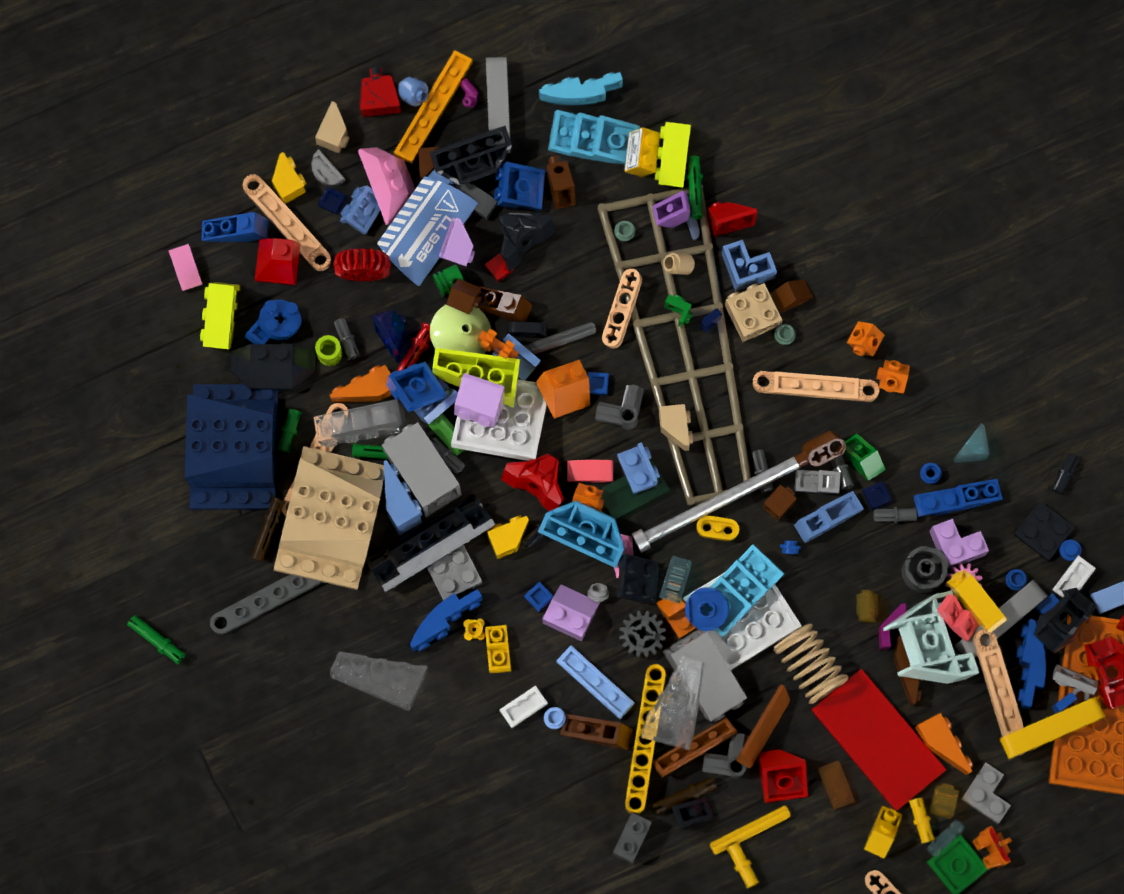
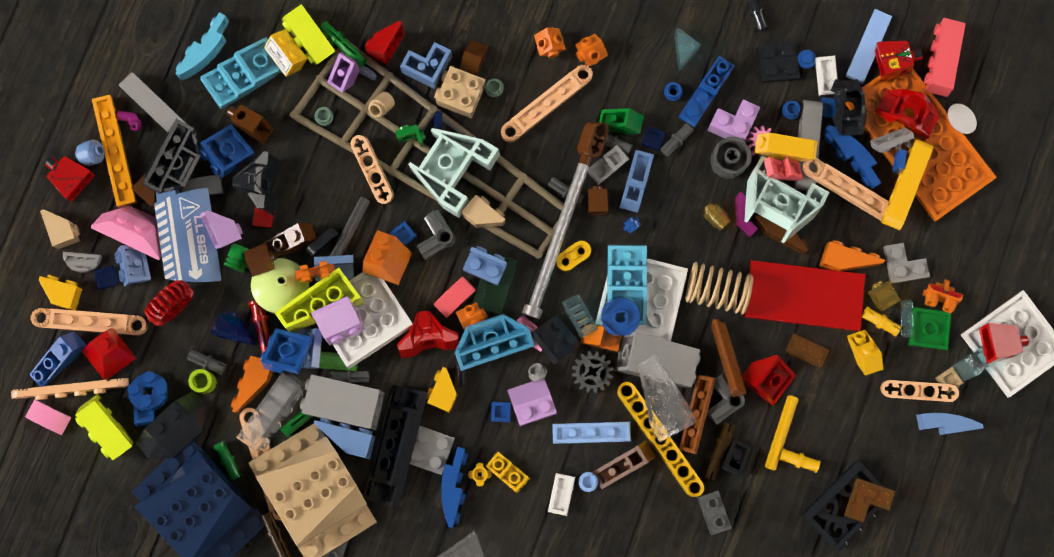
camera: 45 degrees left, 5 degrees up
(228, 266) = (78, 389): none -> light nougat plate
(685, 359) = (448, 163): none -> light aqua wedge

